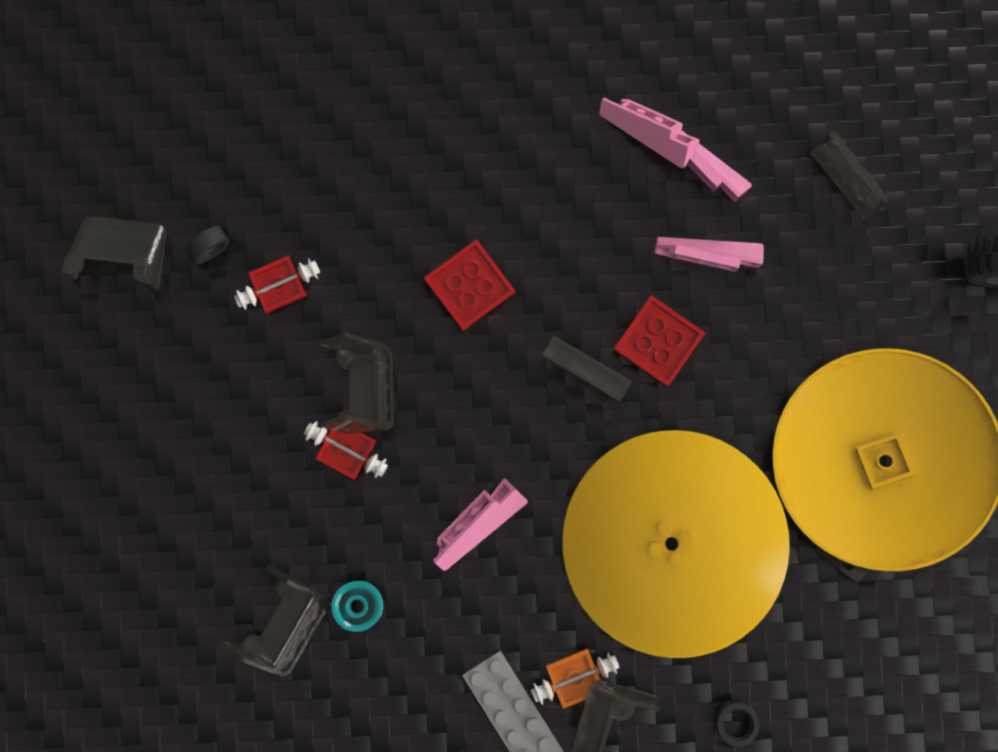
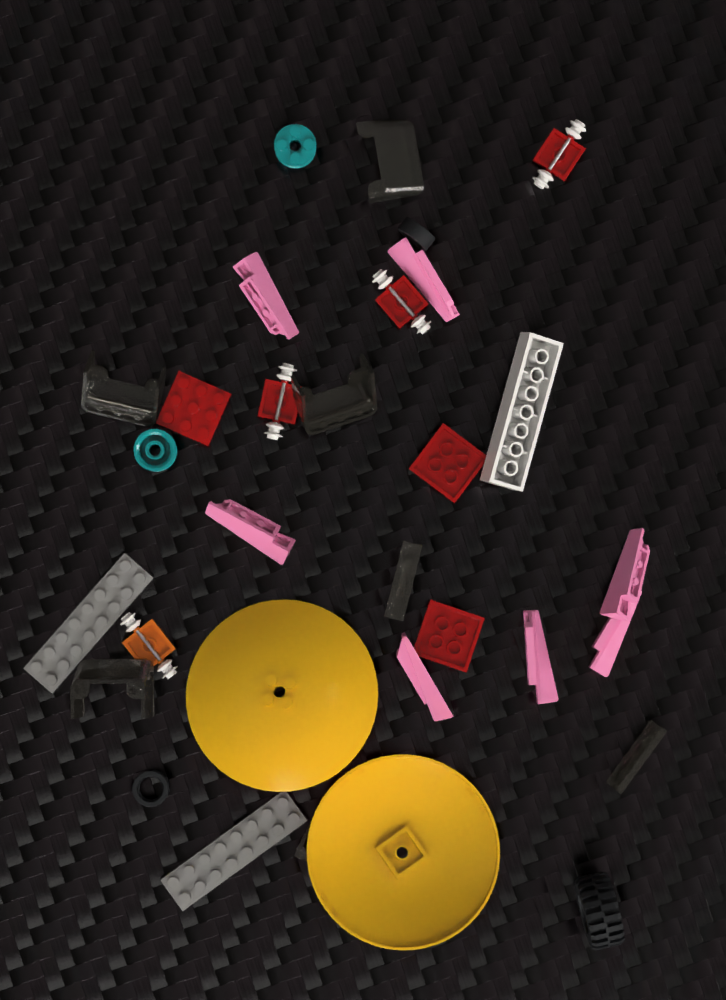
camera: 75 degrees right, 5 degrees up
(54, 350) = (291, 134): none -> teal wheel
(171, 69) = (559, 154): none -> red plate
(224, 433) = (264, 296): none -> bright pink wedge
(258, 251) = (424, 277): none -> bright pink wedge
(324, 549) = (193, 408): none -> red plate
(437, 188) = (521, 411): none -> white brick
(701, 382) = (421, 680): none -> bright pink wedge
(832, 651) = (233, 850): none -> light grey plate

